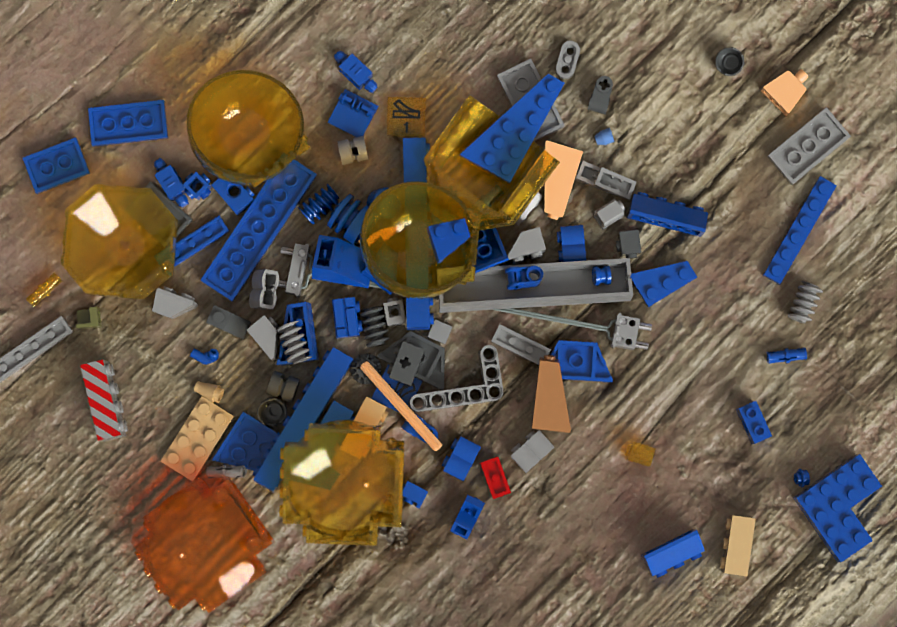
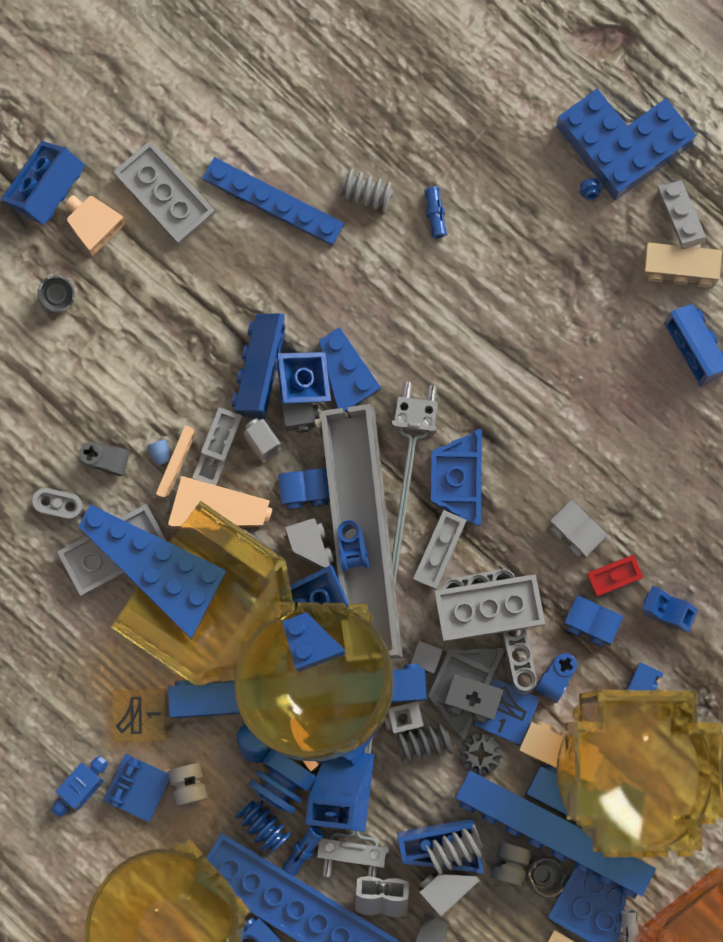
camera: 95 degrees left, 5 degrees down
(293, 228) = (311, 838): none -> blue pin
(346, 317) = (414, 782): blue brick -> none
(401, 406) = (529, 703): light nougat axle -> none
(472, 378) = (489, 608): none -> light grey plate
(550, 401) = (512, 508): medium nougat slope -> none
(595, 149) = (176, 463): none -> light nougat tile
(601, 275) = (344, 447): blue wheel -> none
(640, 454) = (573, 391): clear yellow brick -> none
(655, 245) = (303, 378): none -> blue slope
(753, 422) = (524, 249): blue brick -> none
(778, 547) = (682, 214): none -> light grey plate
(819, 53) = (43, 182): none -> blue slope

